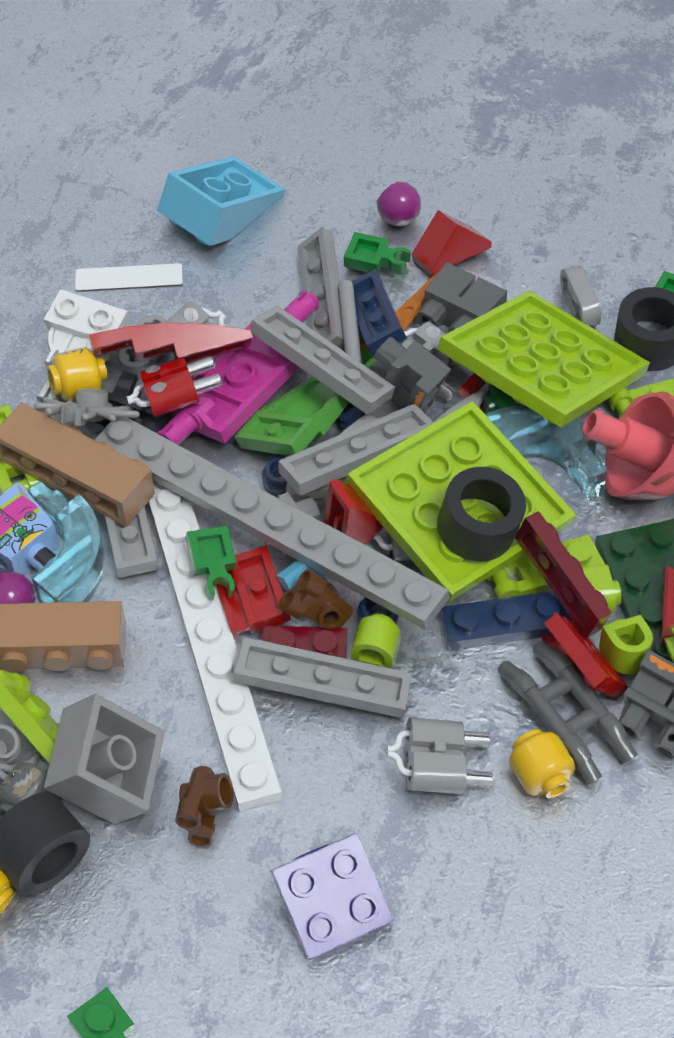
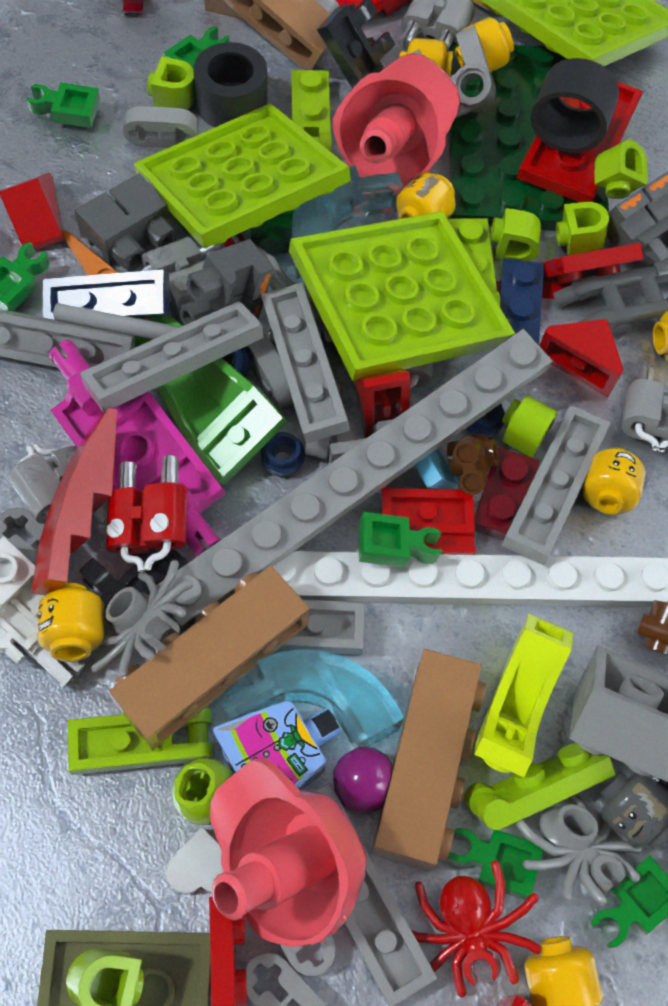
camera: 80 degrees left, 10 degrees up
(140, 687) = (521, 695): none -> neon yellow arch
(342, 724) = (614, 481): none -> yellow head
(474, 538) = (446, 292): black piece -> none
(481, 677) = (585, 353): none -> red slope
(563, 574) = (519, 238): dark red plate -> none
(572, 232) = (68, 105): none -> green plate
(595, 507) = (426, 195): none -> yellow head
(626, 280) = (172, 84): none -> lime plate

